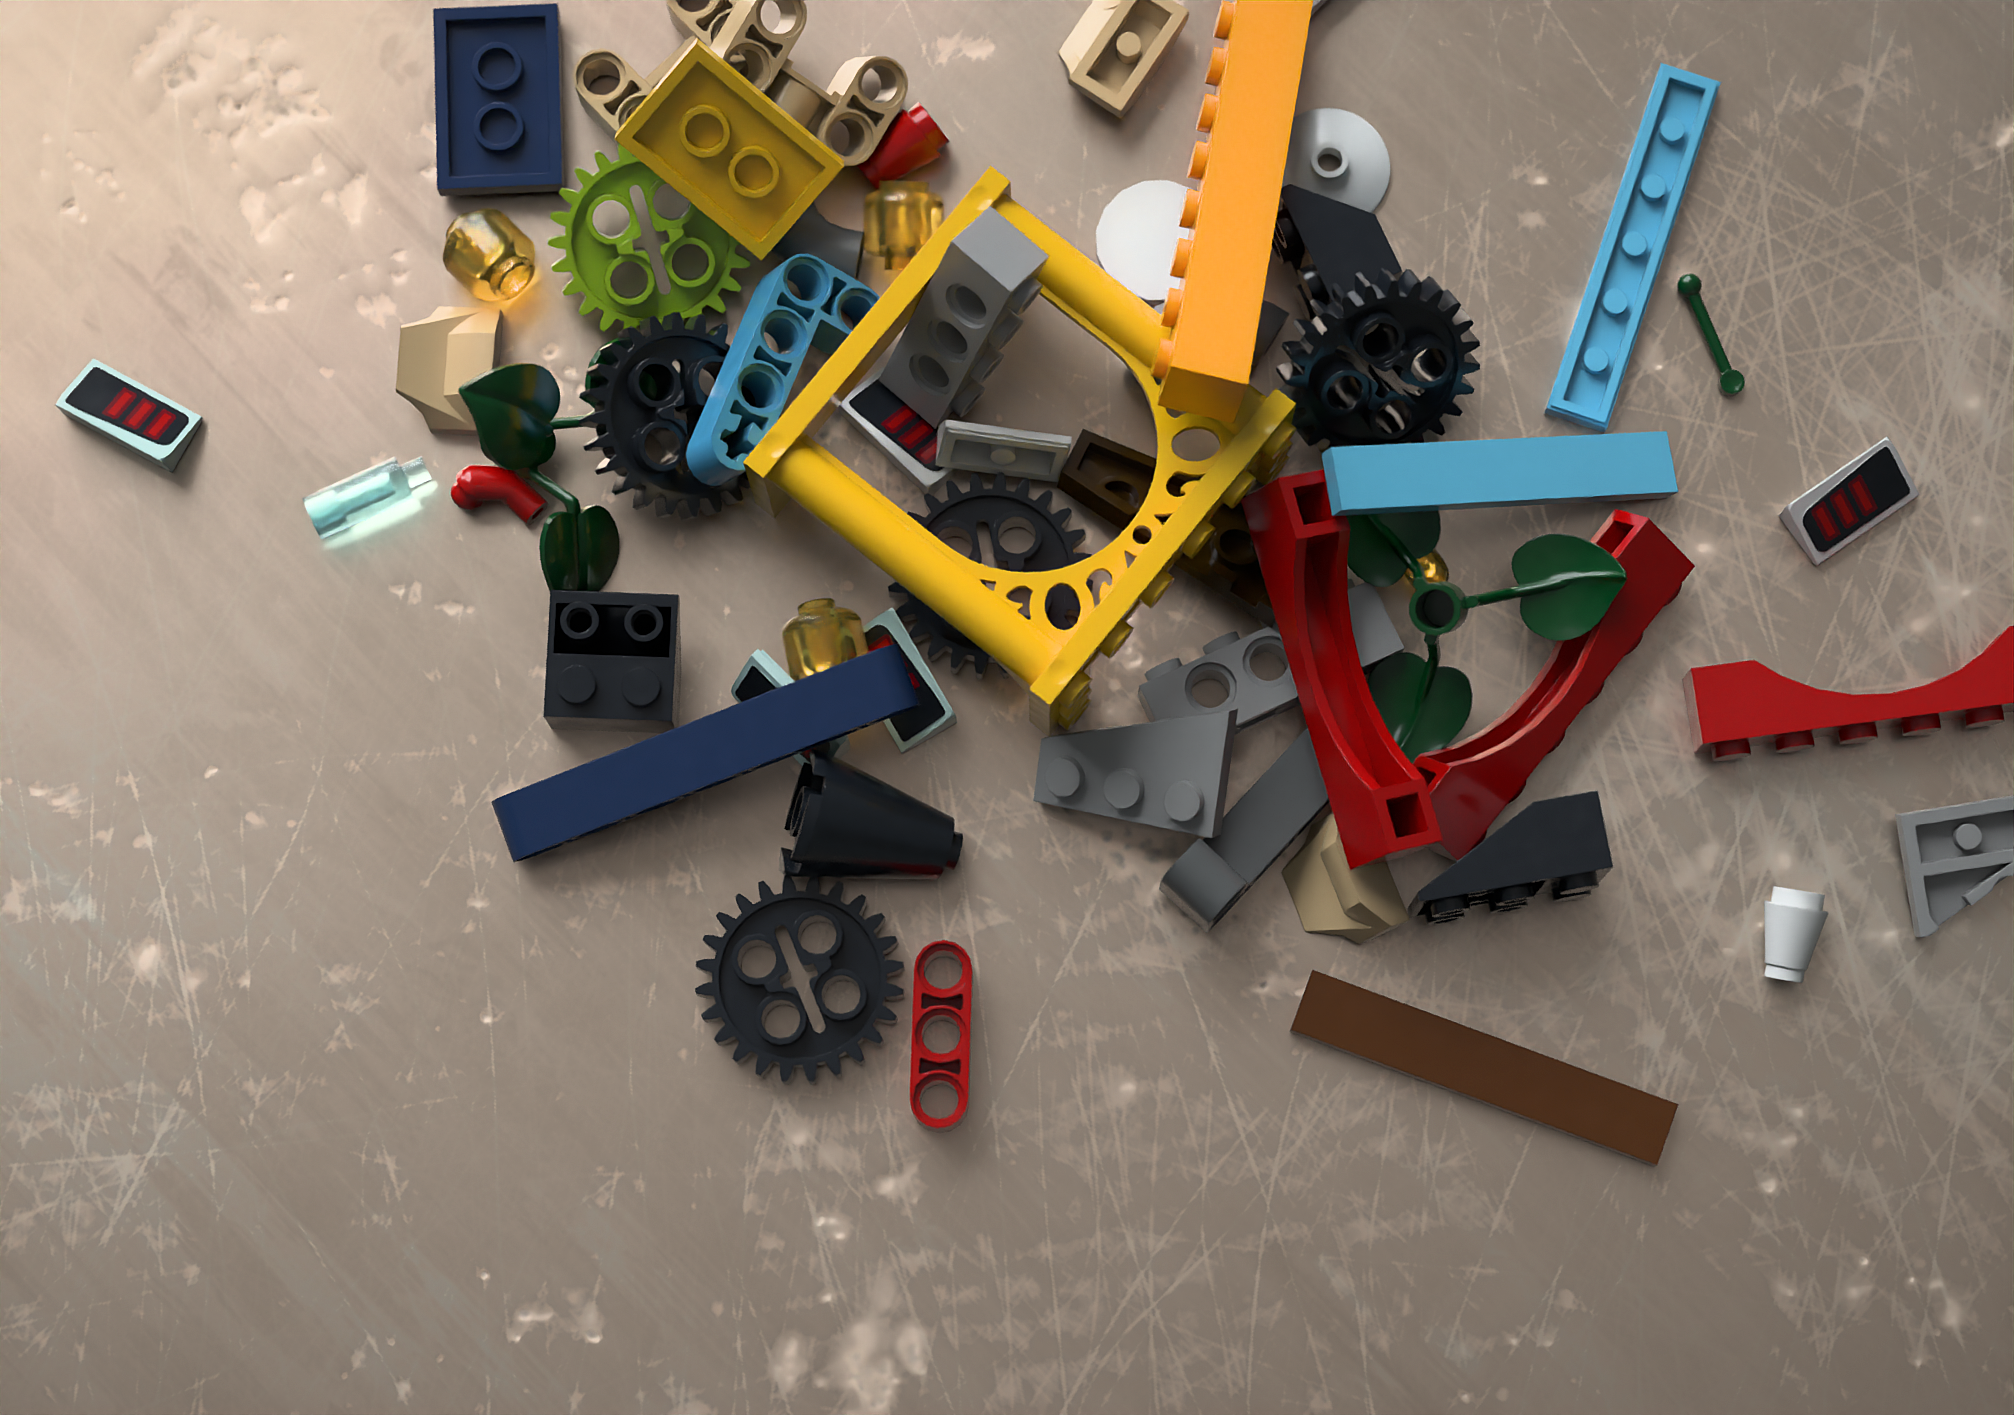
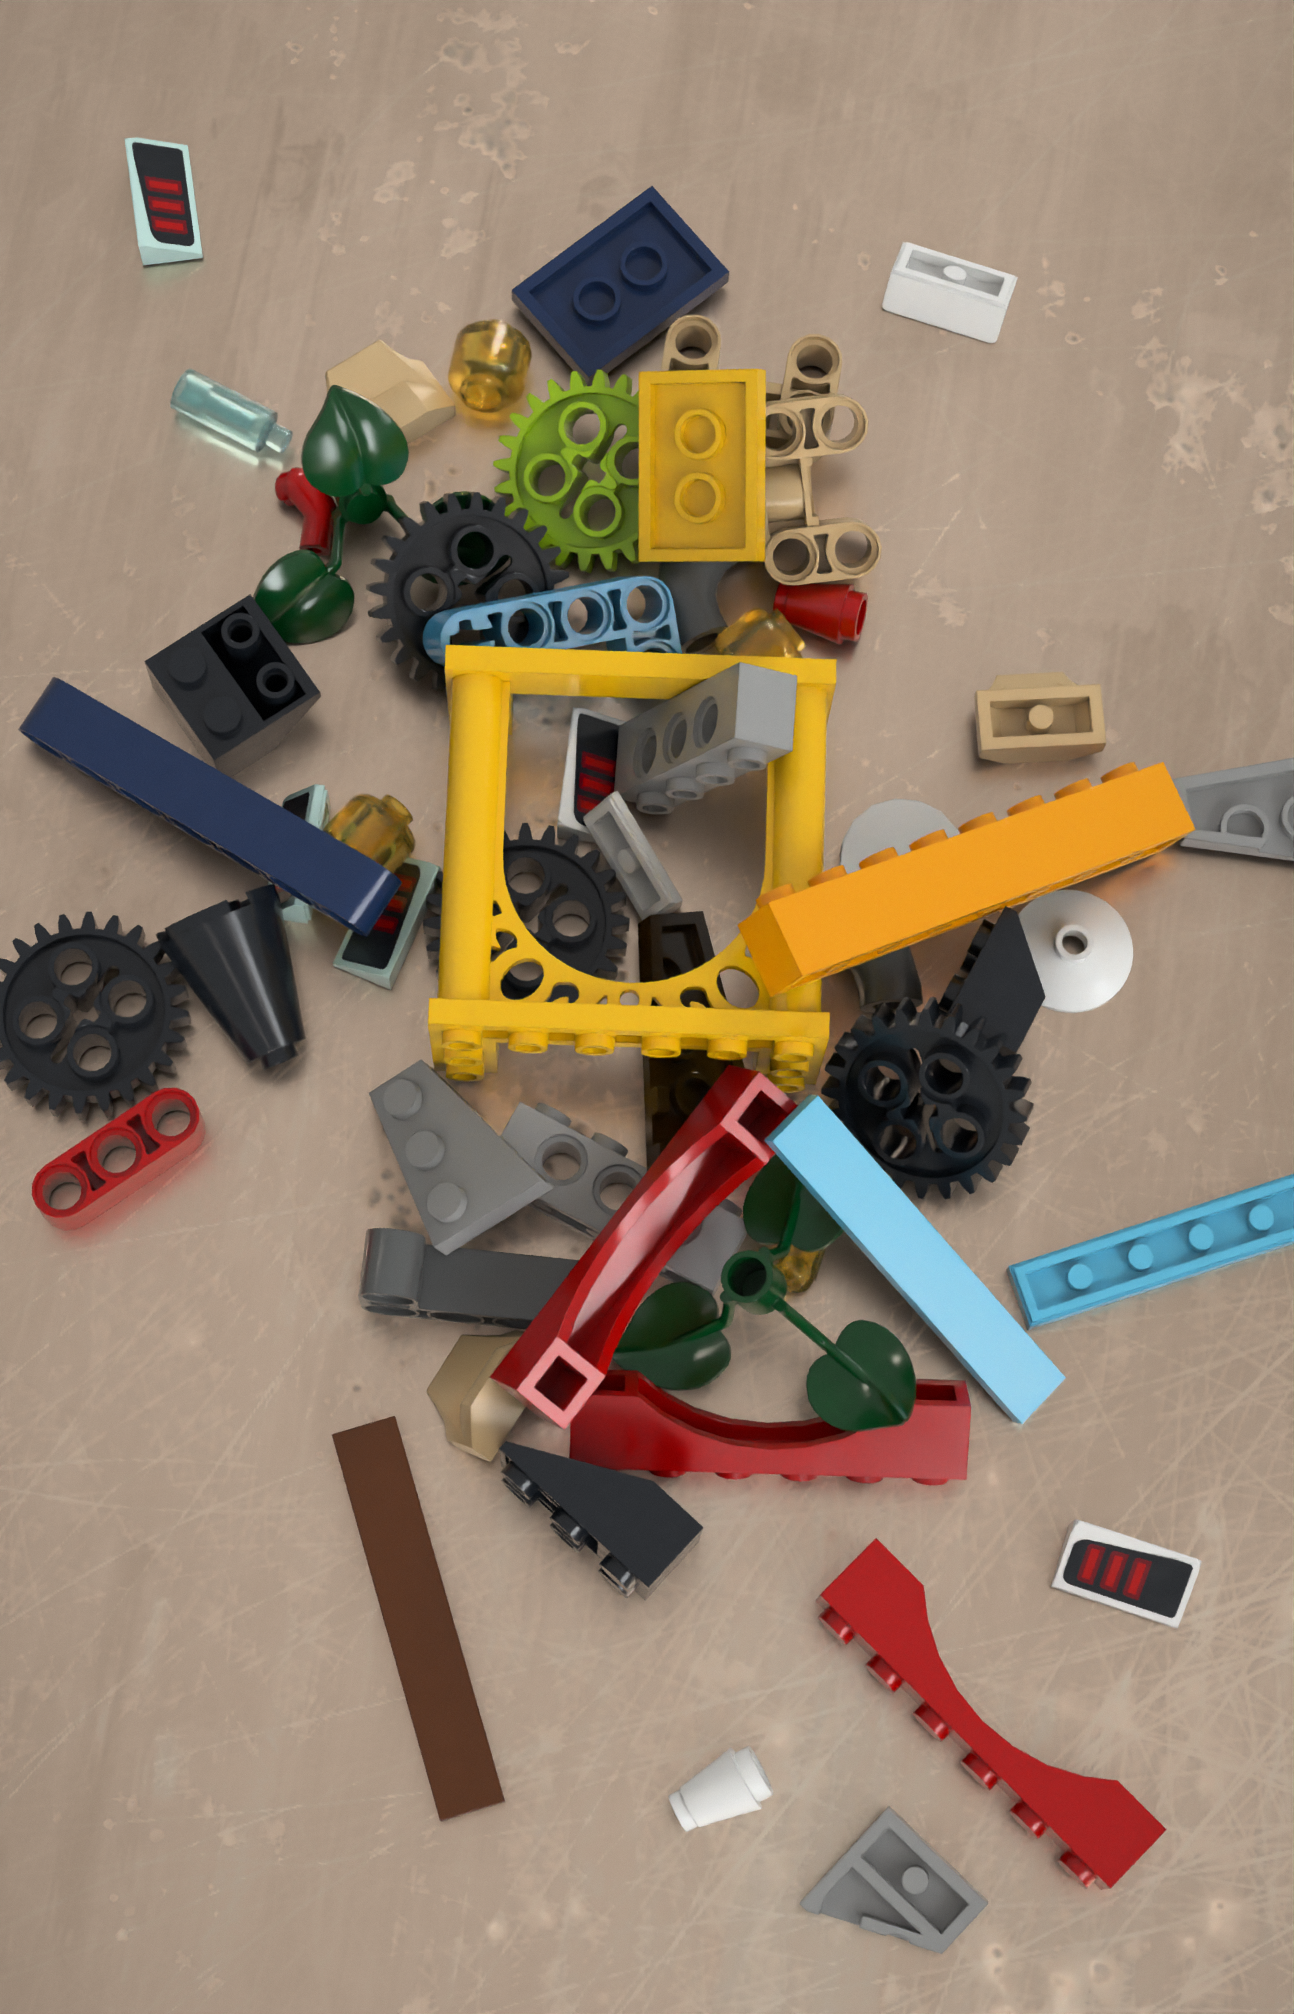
camera: 45 degrees right, 5 degrees down
(1731, 380) = (1151, 1401): dark green hinge -> none

